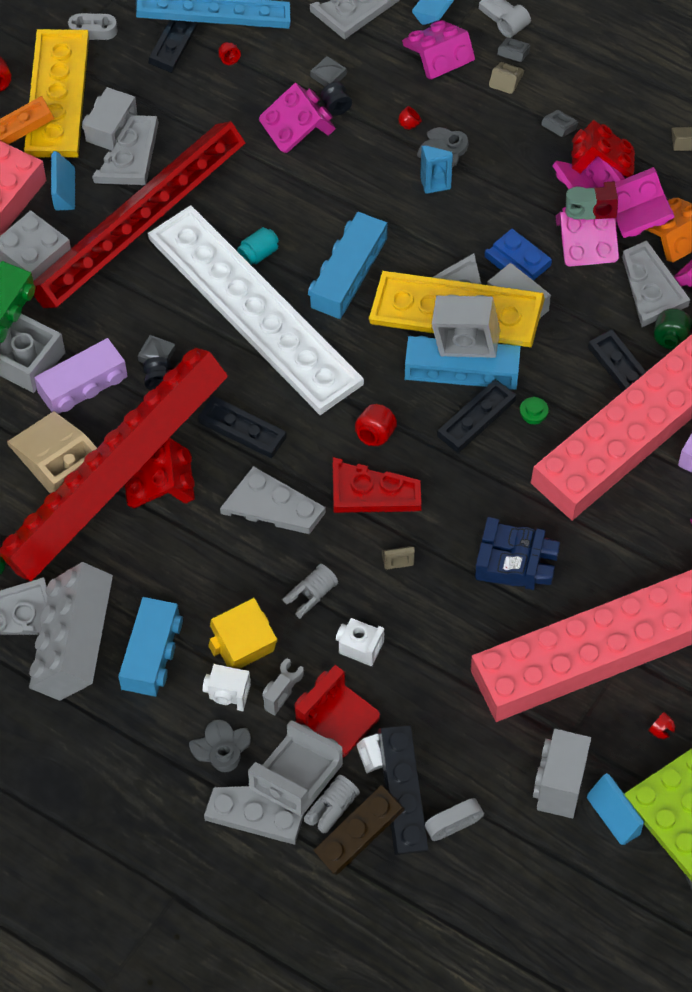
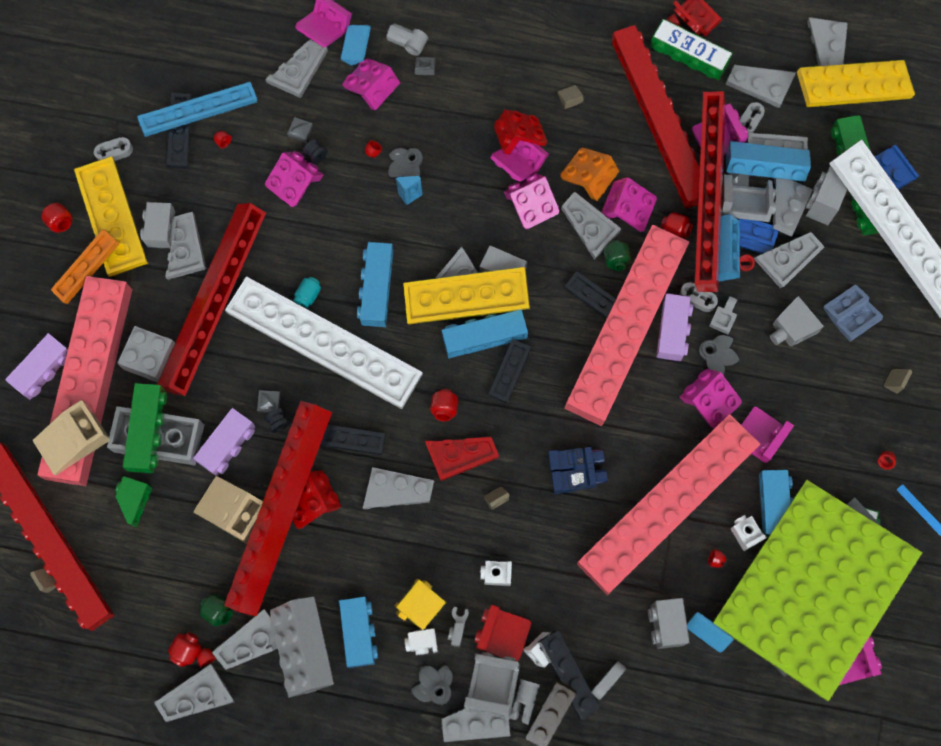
camera: 20 degrees left, 15 degrees up
(62, 182) = (146, 289): dark azure slope -> none
(313, 588) = (450, 543): light grey hinge -> none
(466, 326) = (482, 314): light grey brick -> none
(505, 77) = (427, 89): dark tan slope -> none
(520, 252) = (489, 232): blue plate -> none
(534, 410) = (546, 352): green plate -> none
(559, 123) = (479, 116): dark grey tile -> none
(592, 202) = (531, 181): leg -> none
(641, 203) = (561, 167): dark pink bracket -> none

